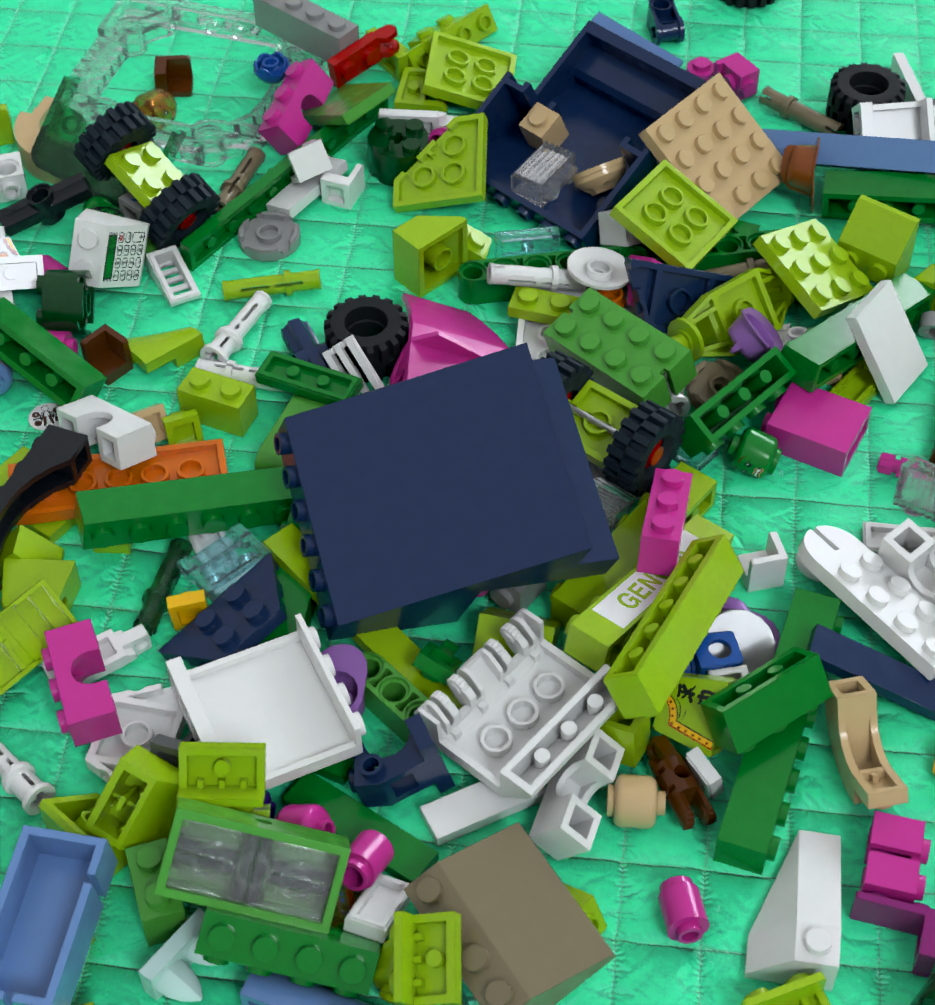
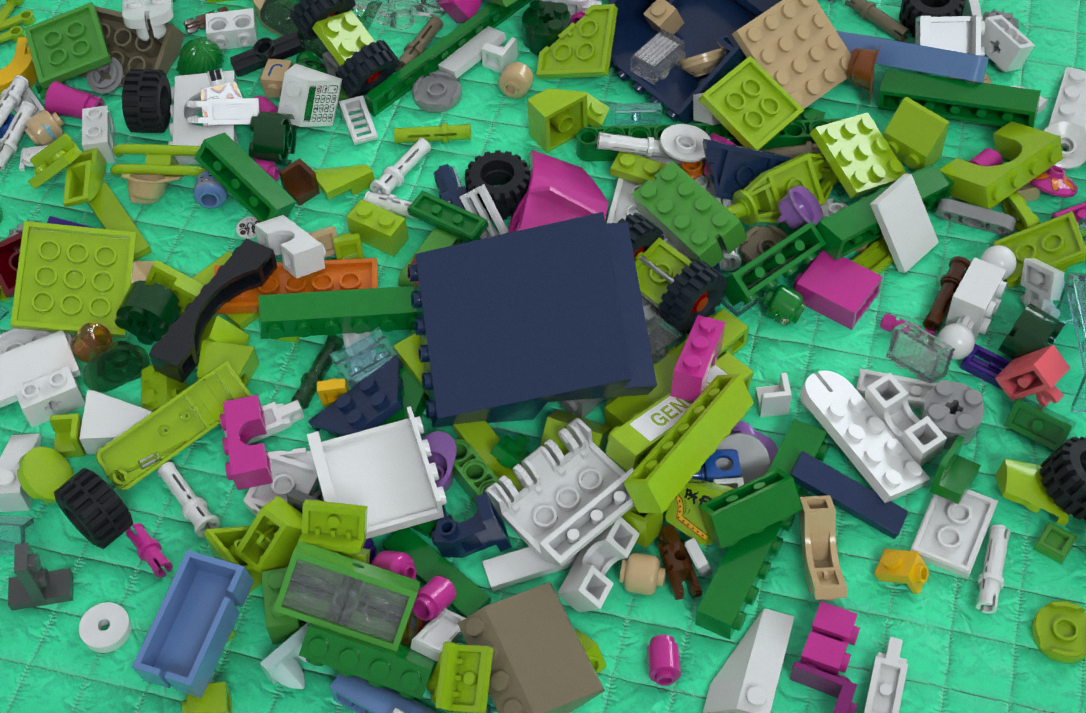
camera: 10 degrees right, 5 degrees up
(57, 232) = (273, 76): none -> tan brick
(309, 161) = (473, 33): white panel -> none
(369, 214) = (516, 80): none -> tan head

